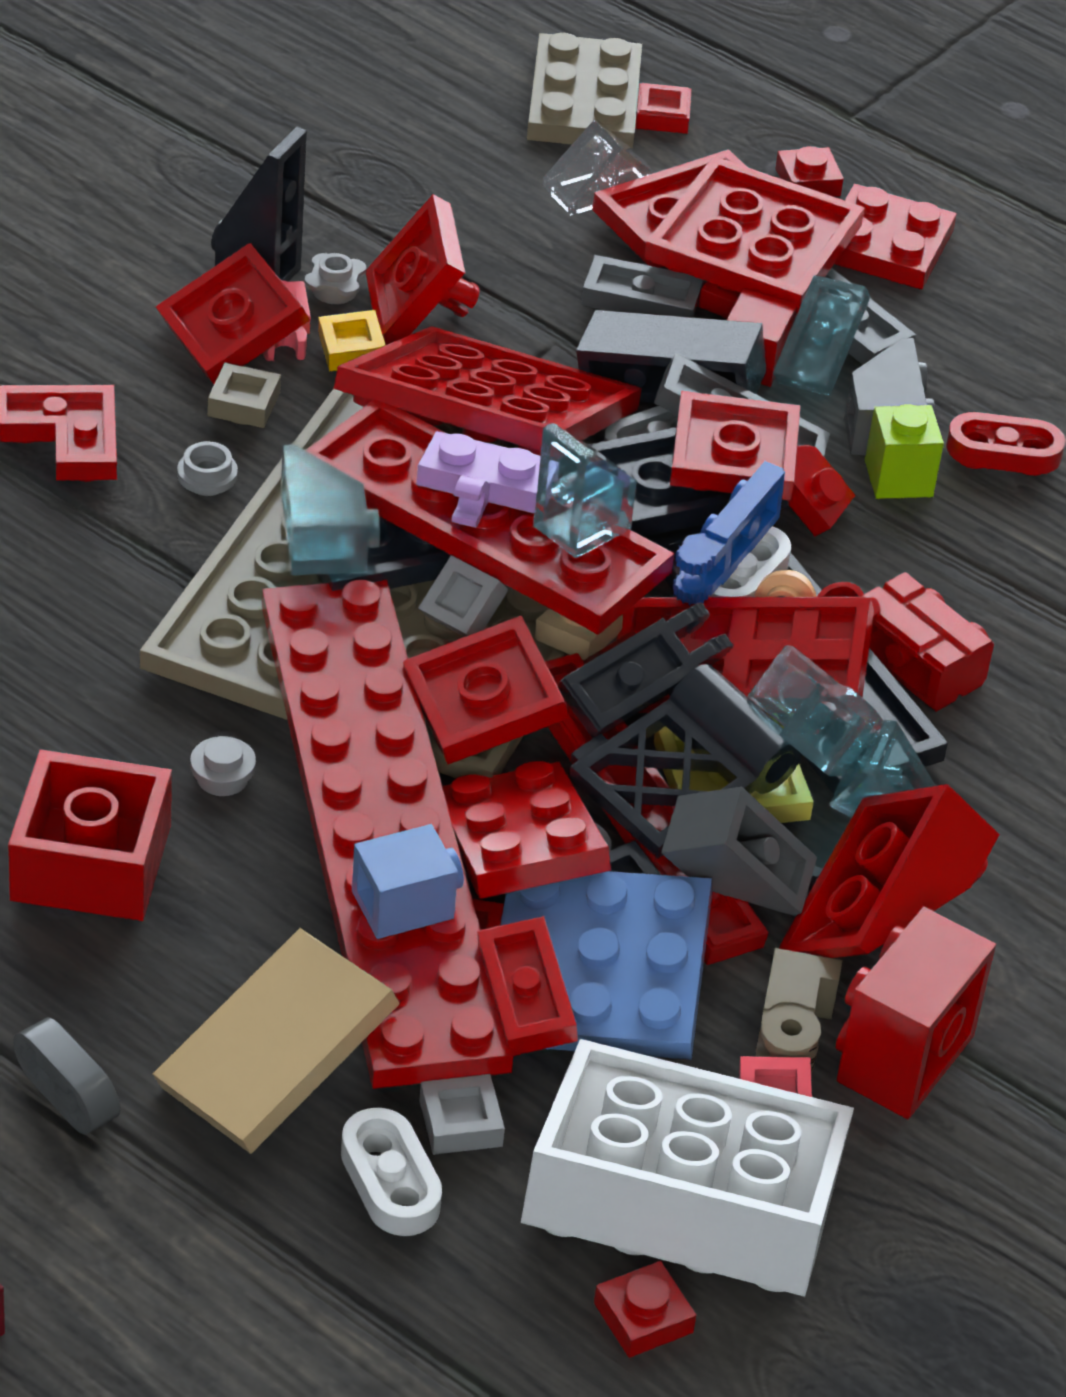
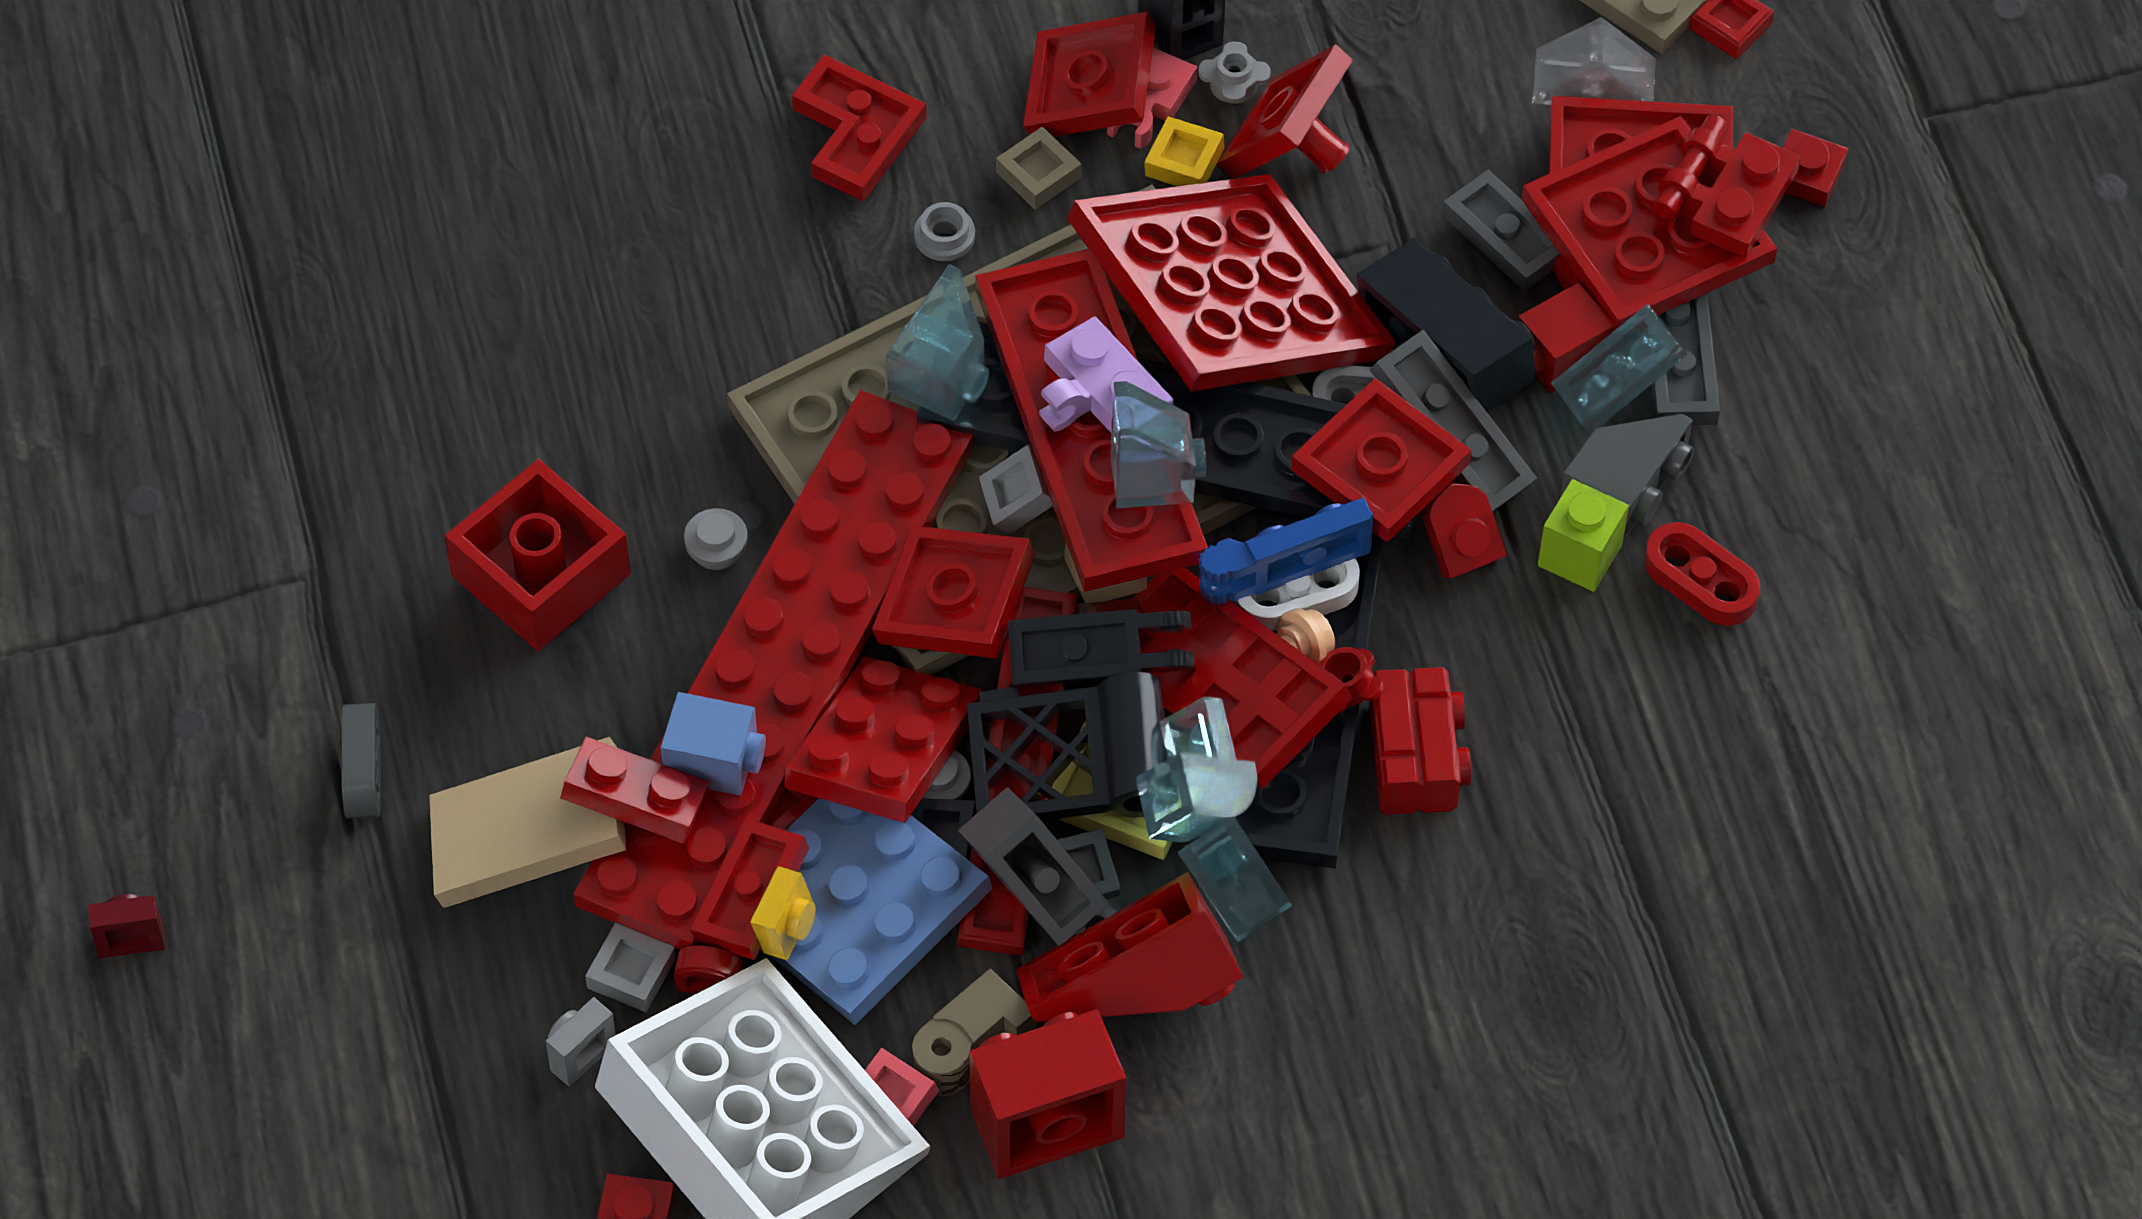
camera: 40 degrees right, 15 degrees up
(372, 947) = (634, 790): none -> red plate
(395, 1177) = (535, 989): white plate -> none
(472, 1191) = (579, 1040): none -> light grey plate
(530, 1081) = (703, 967): none -> red tile
(584, 982) = (783, 913): none -> yellow plate
(810, 176) = (1742, 197): none -> red plate
(897, 237) = (1824, 281): plate -> none

